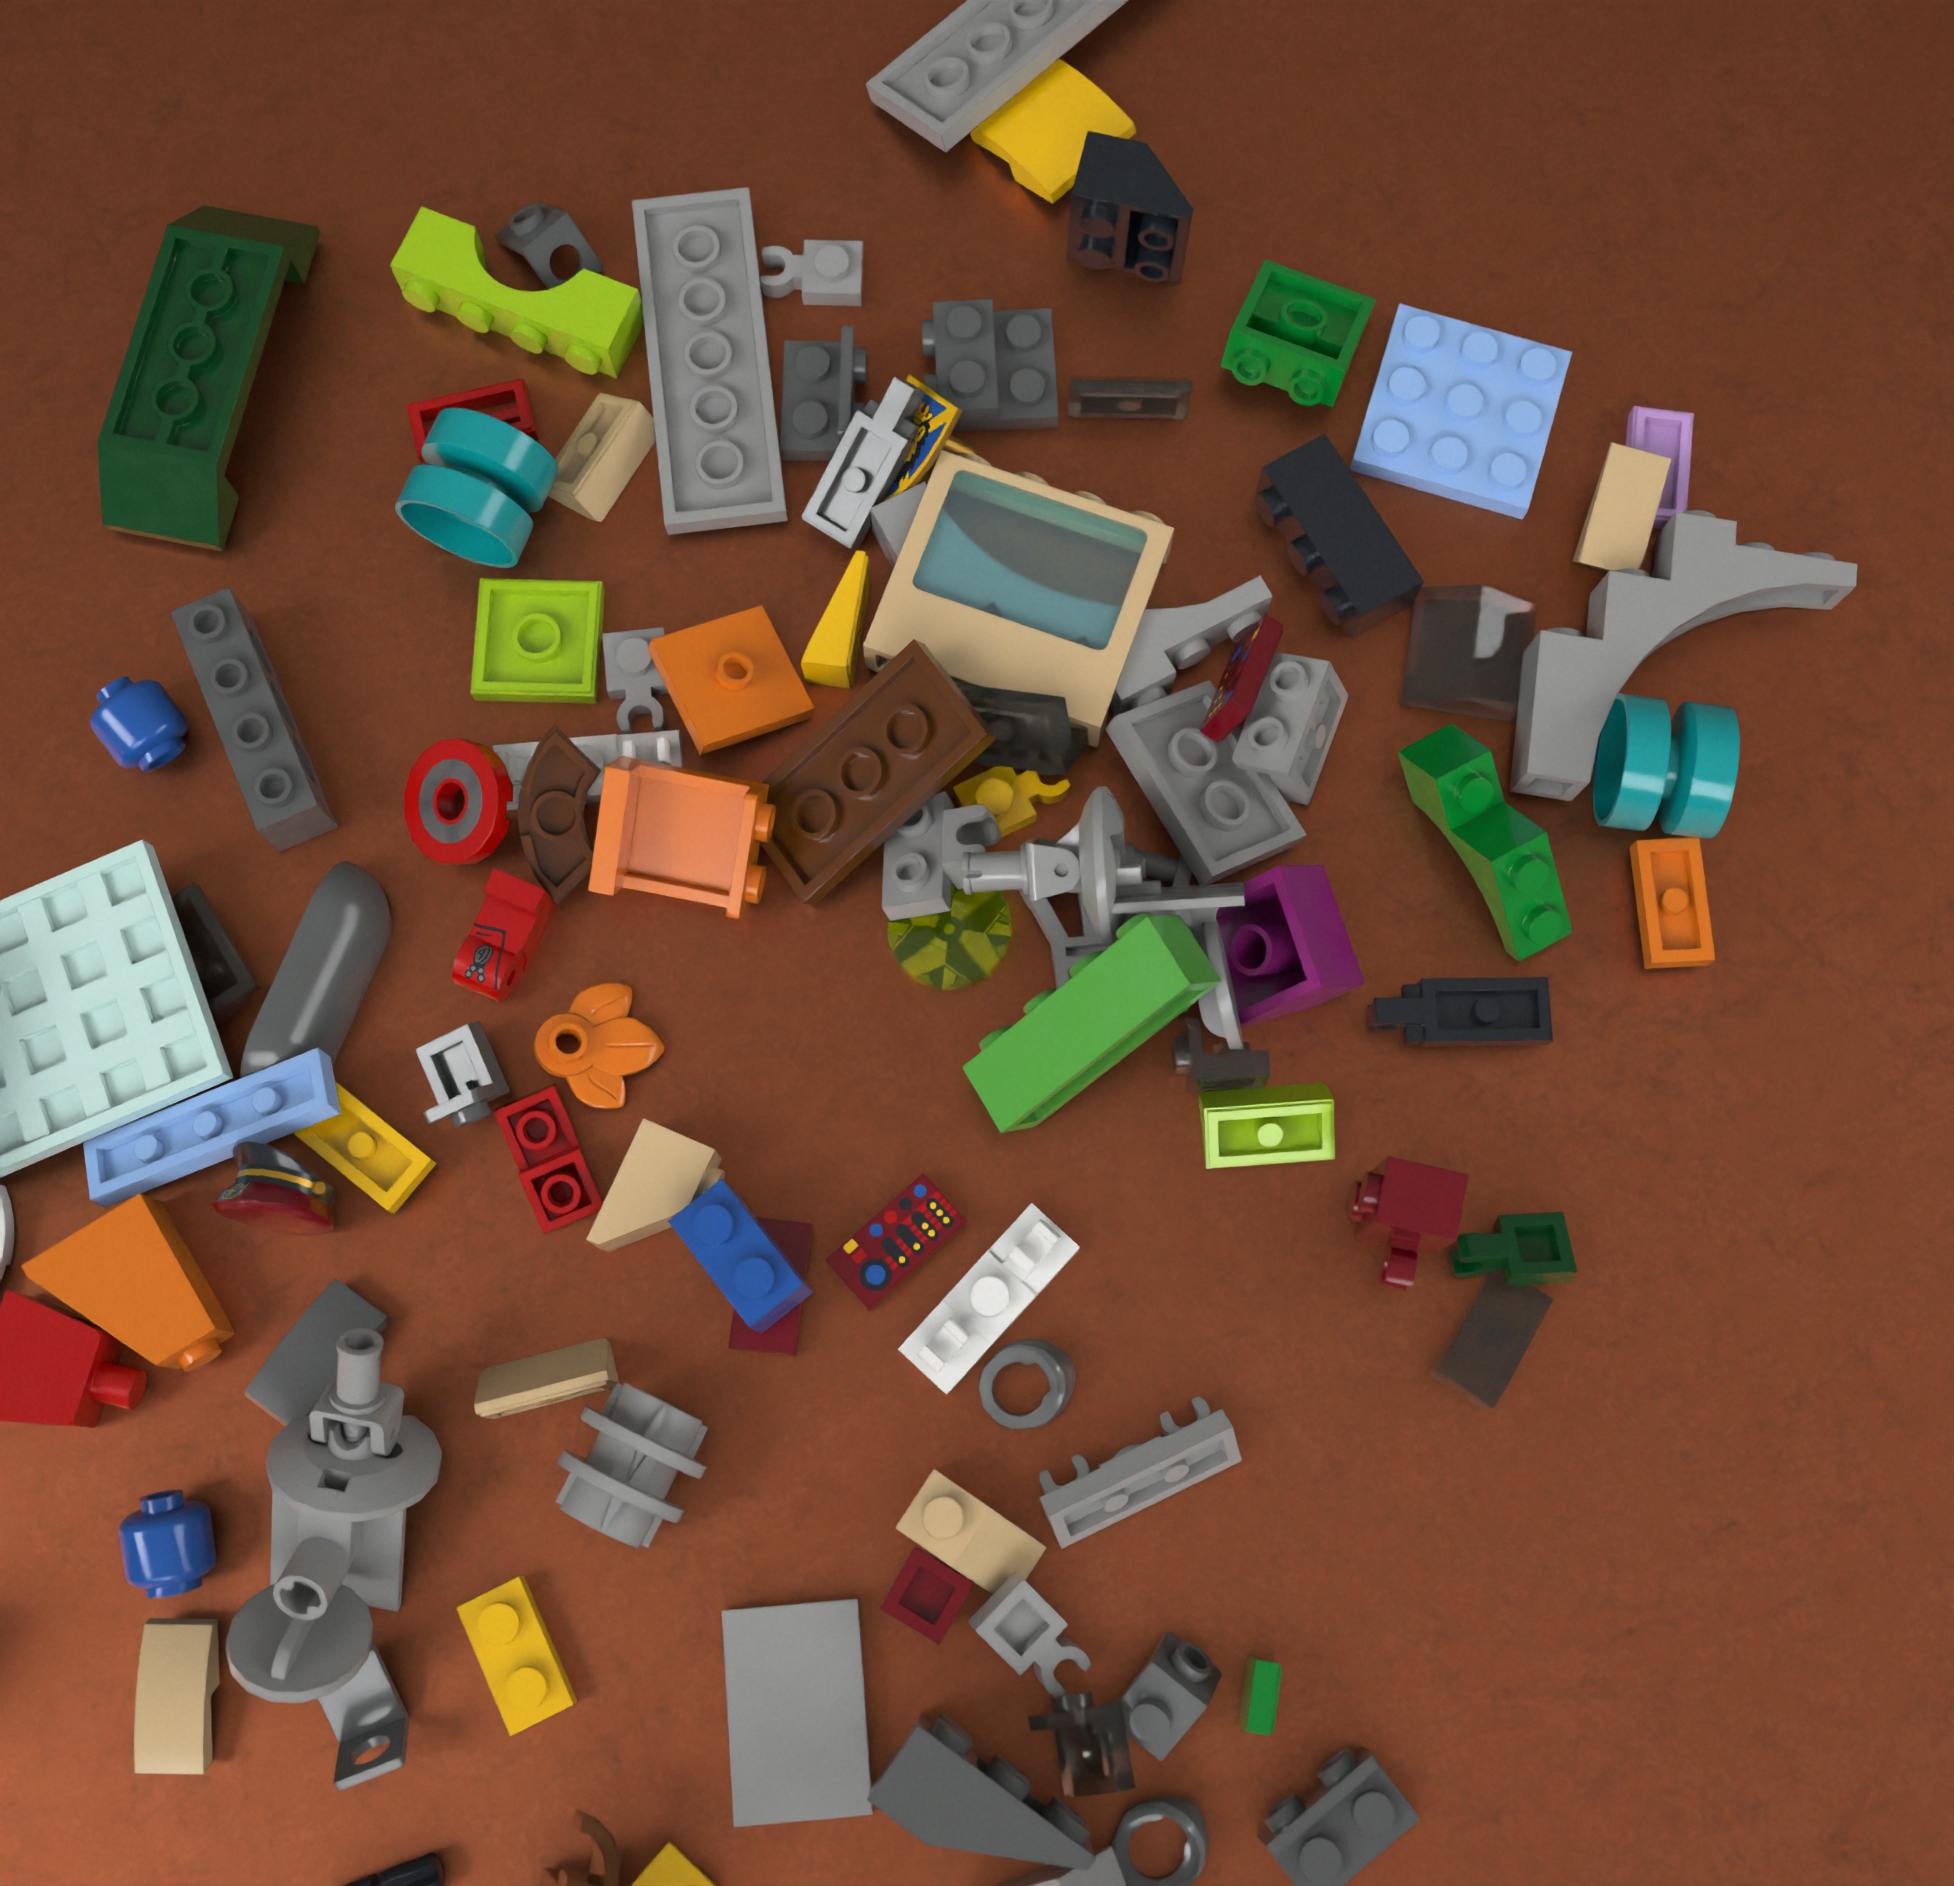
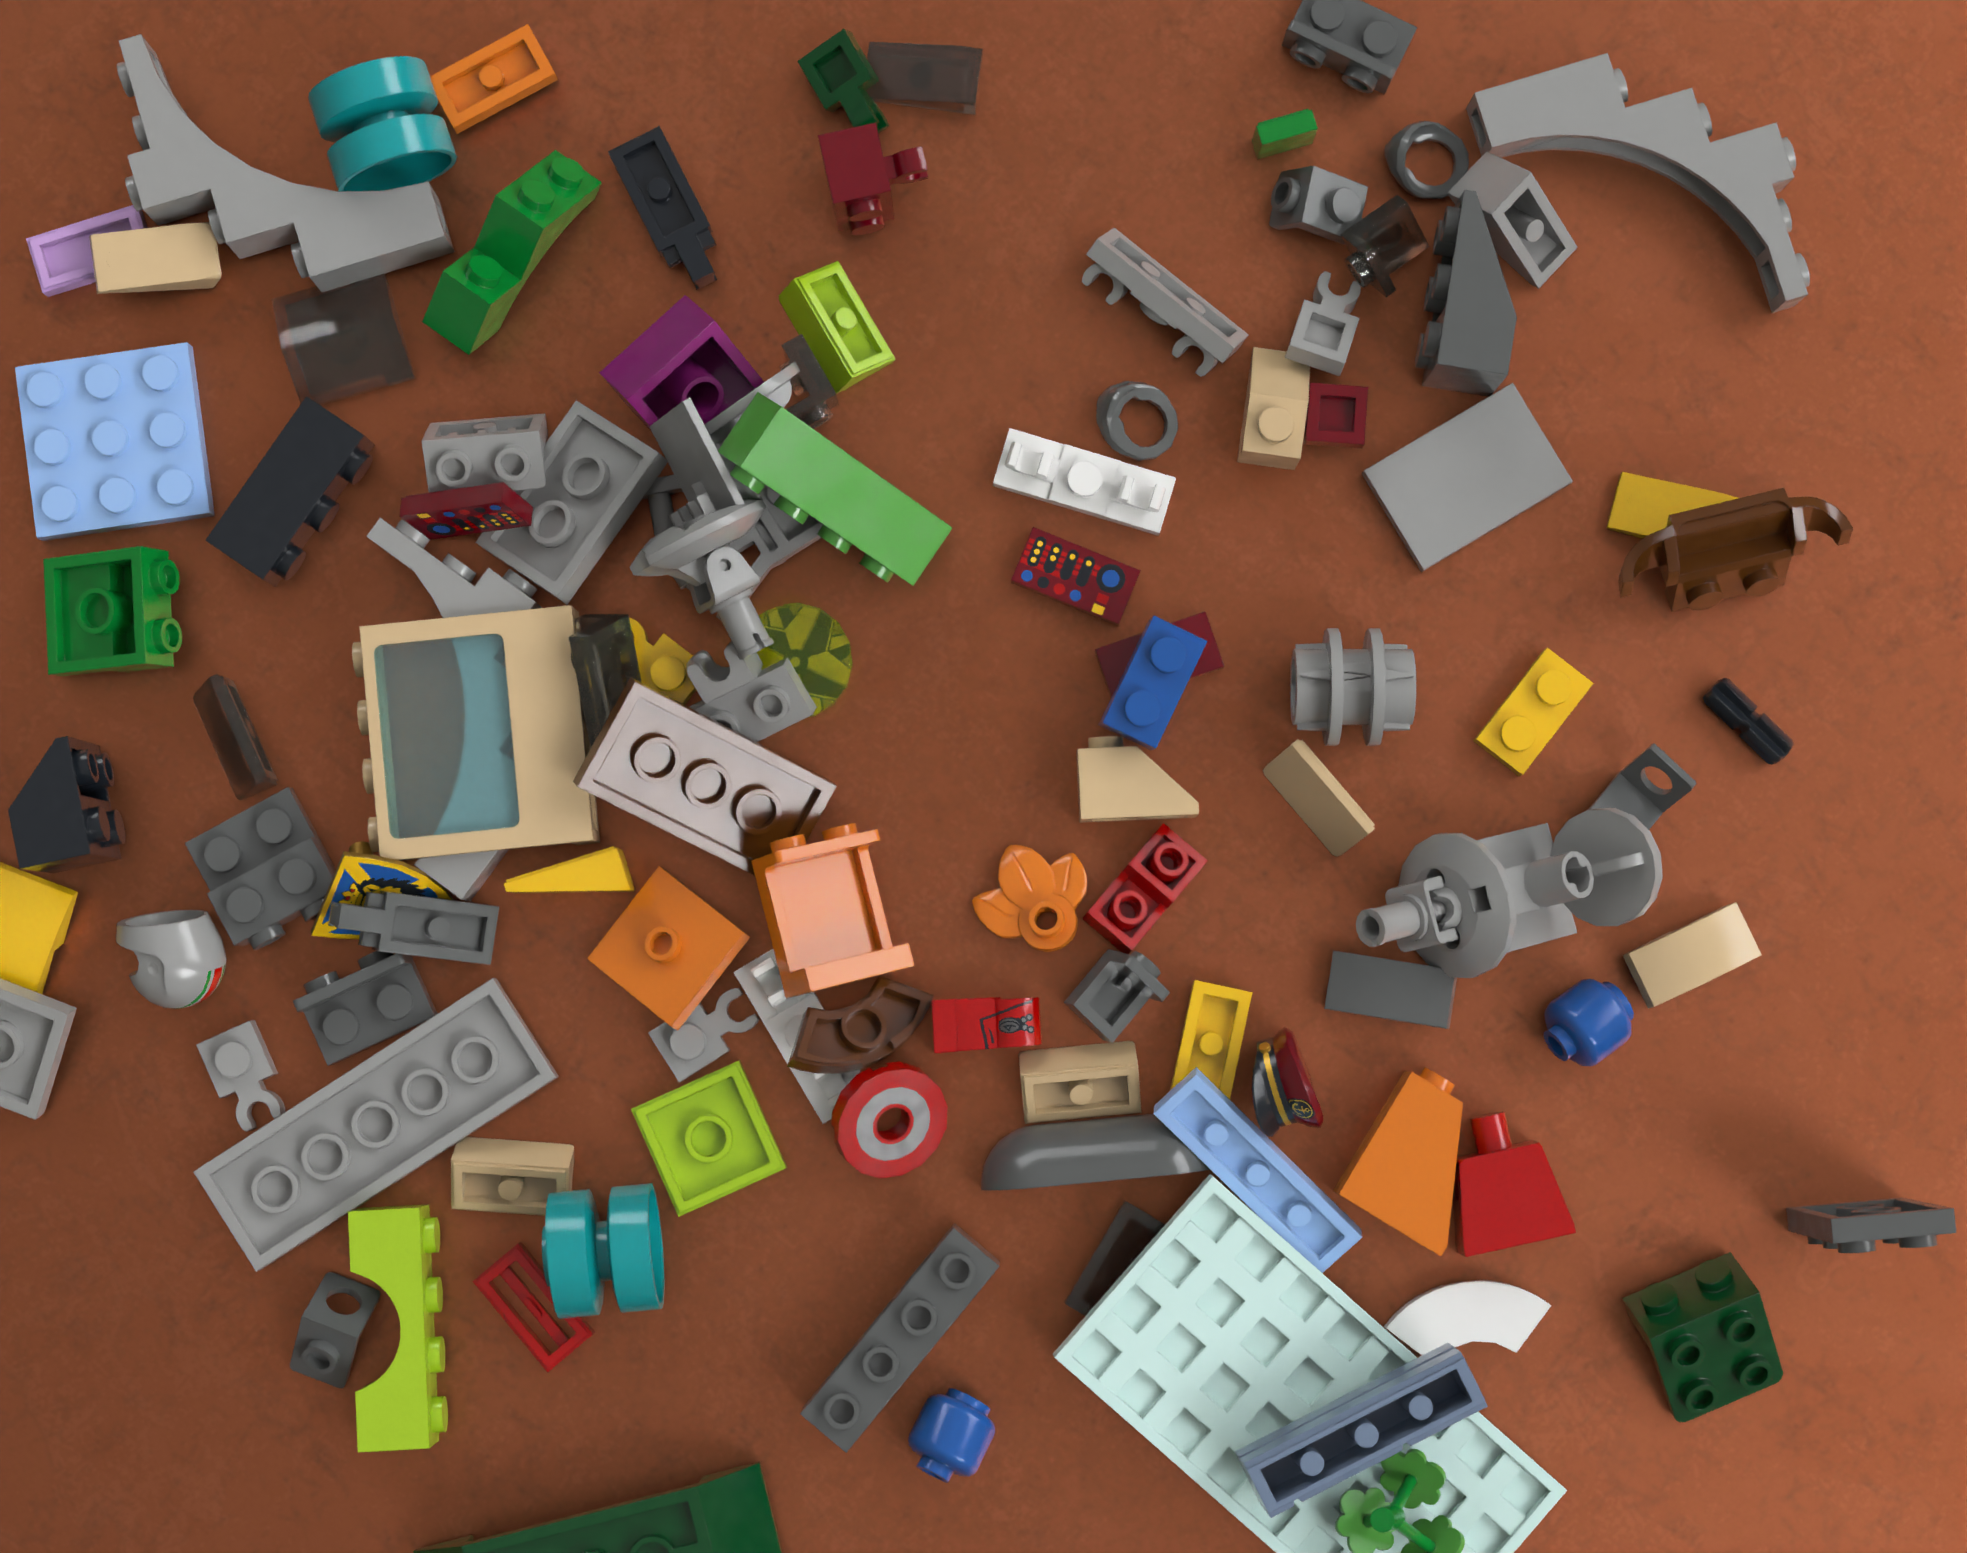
camera: 115 degrees left, 10 degrees up
(401, 1005) = (1080, 1082): none -> tan slope
(940, 246) = (176, 954): none -> light grey helmet

